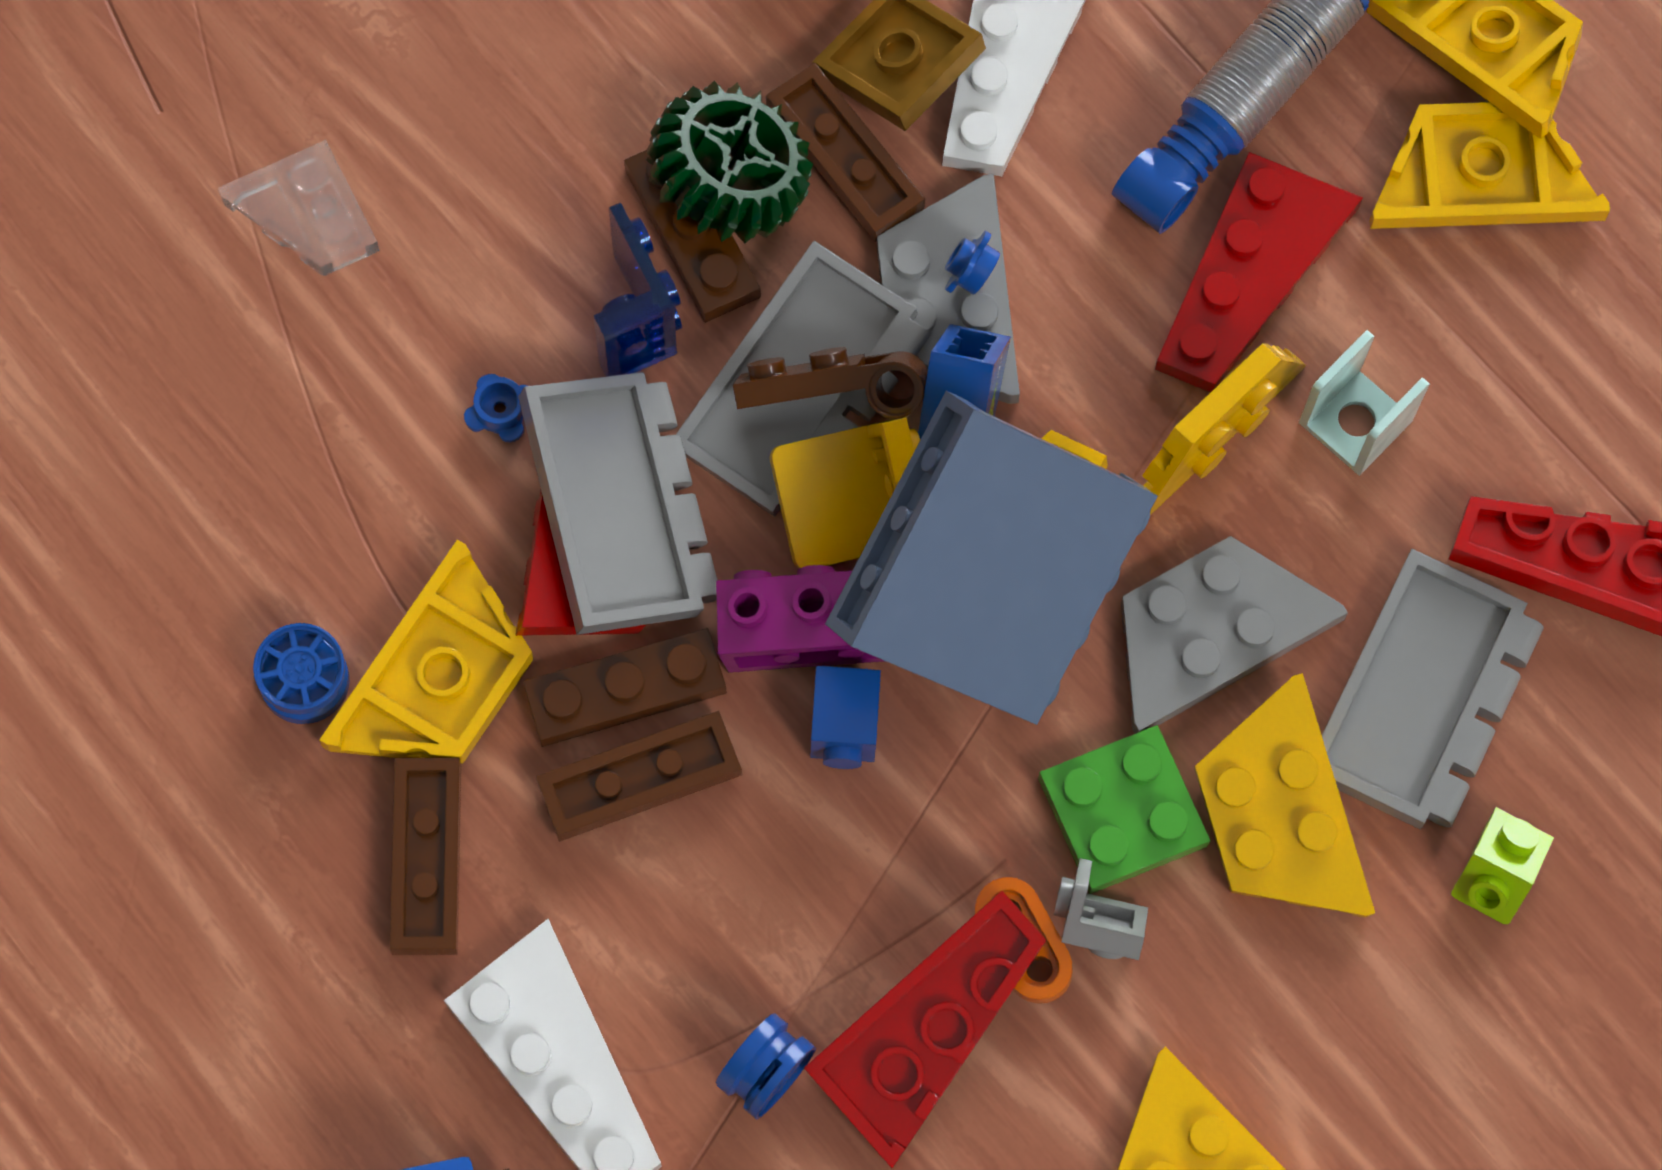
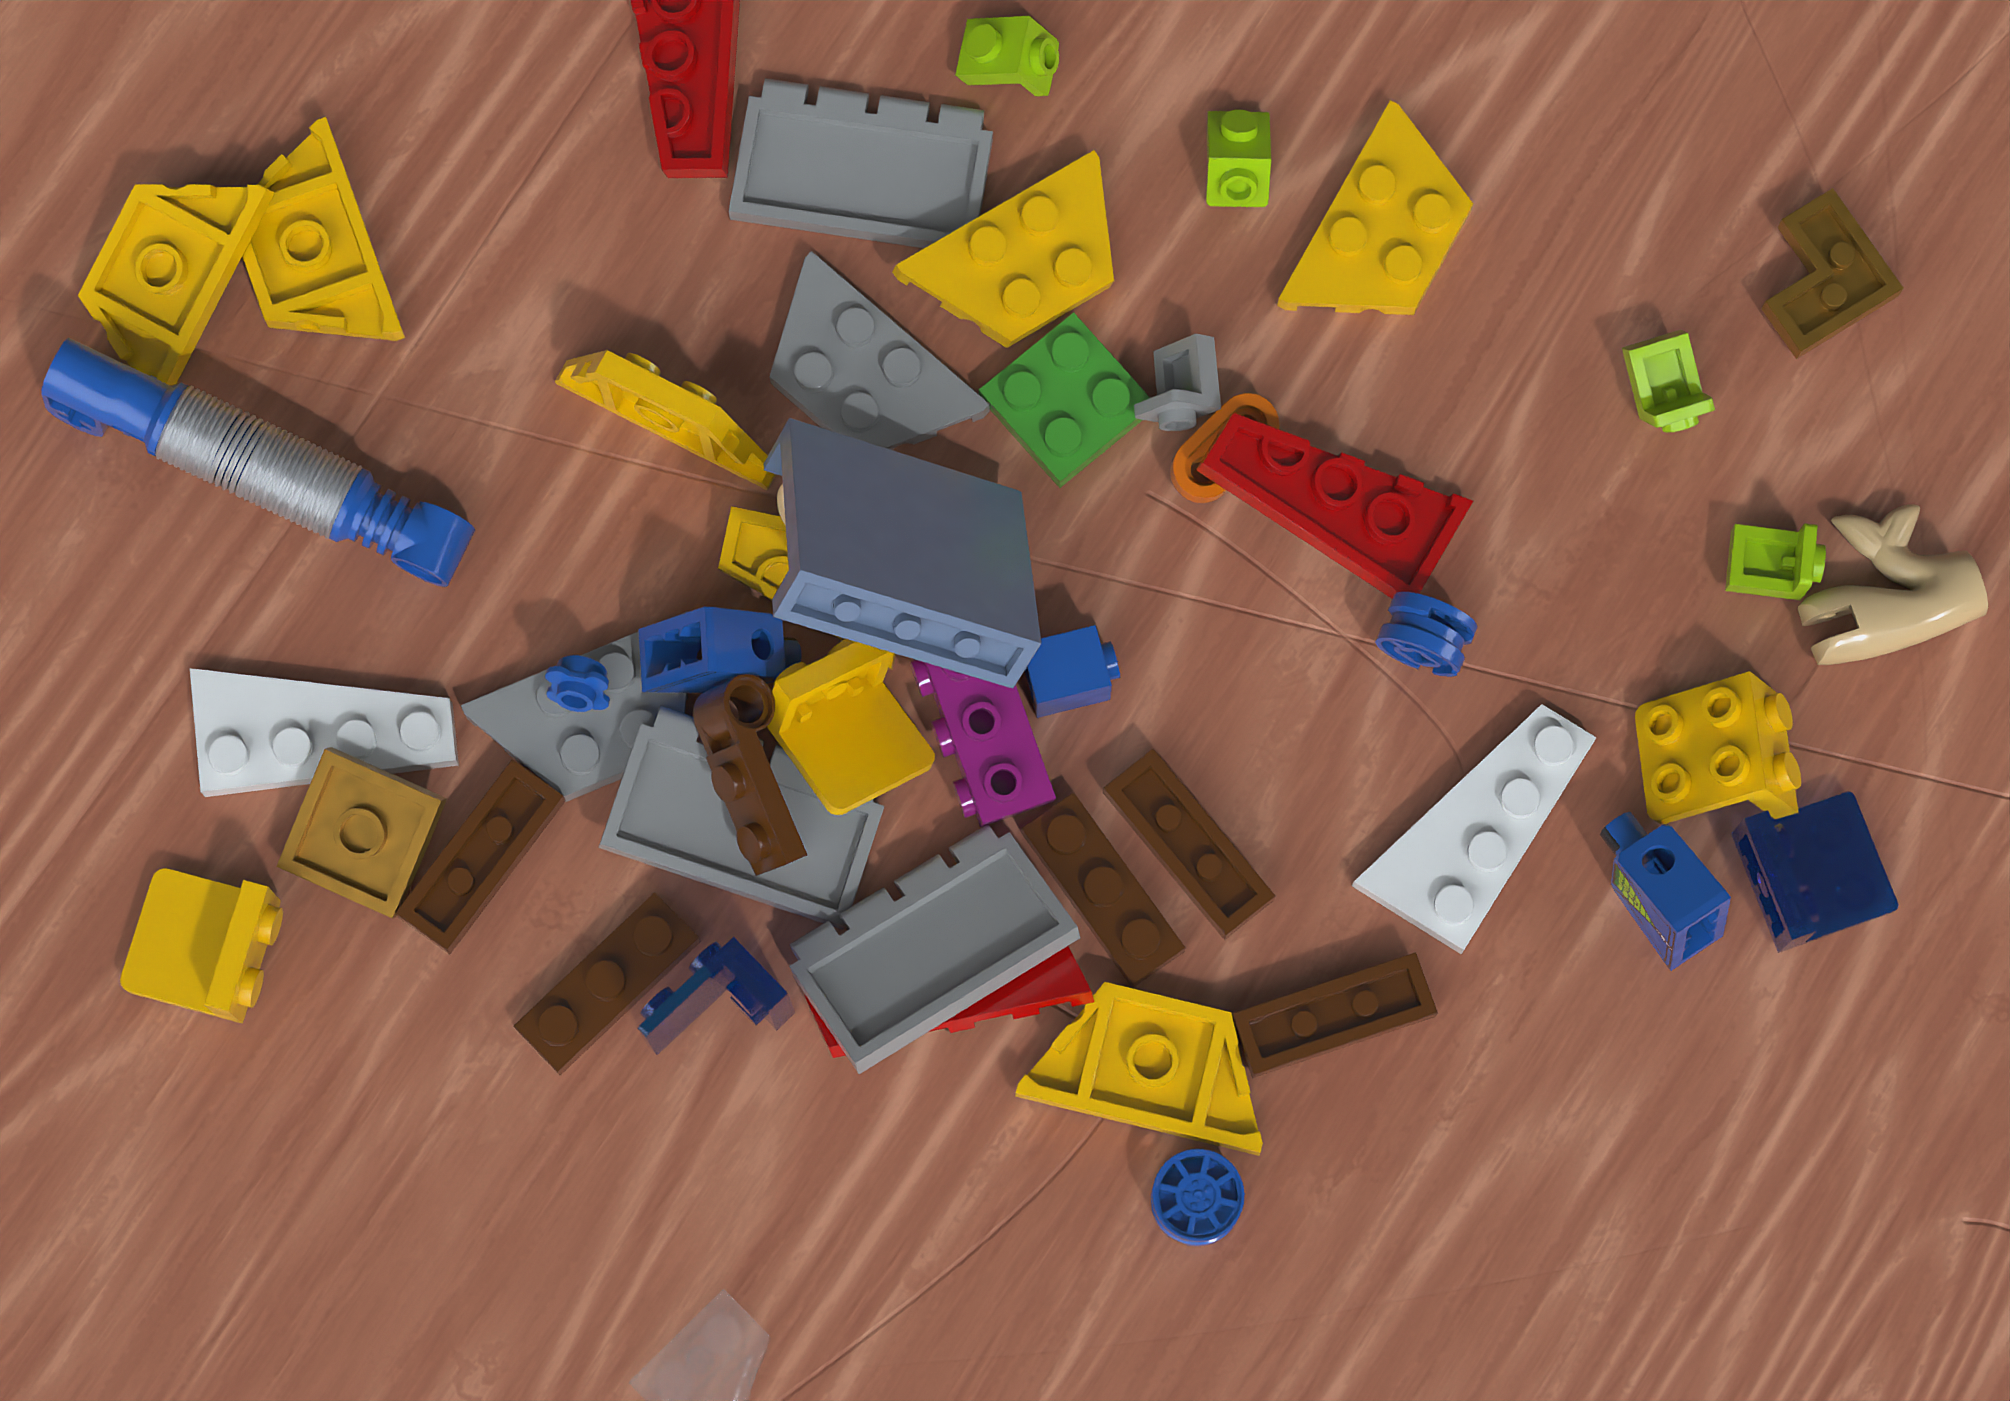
camera: 105 degrees left, 5 degrees up
(490, 392) = (848, 1091): blue plate -> none
(693, 159) = (553, 972): dark green gear -> none
(1257, 254) = (468, 435): red wing -> none
(1329, 1056) = (1238, 158): none -> lime bracket
(1347, 386) = (608, 260): light aqua piece -> none

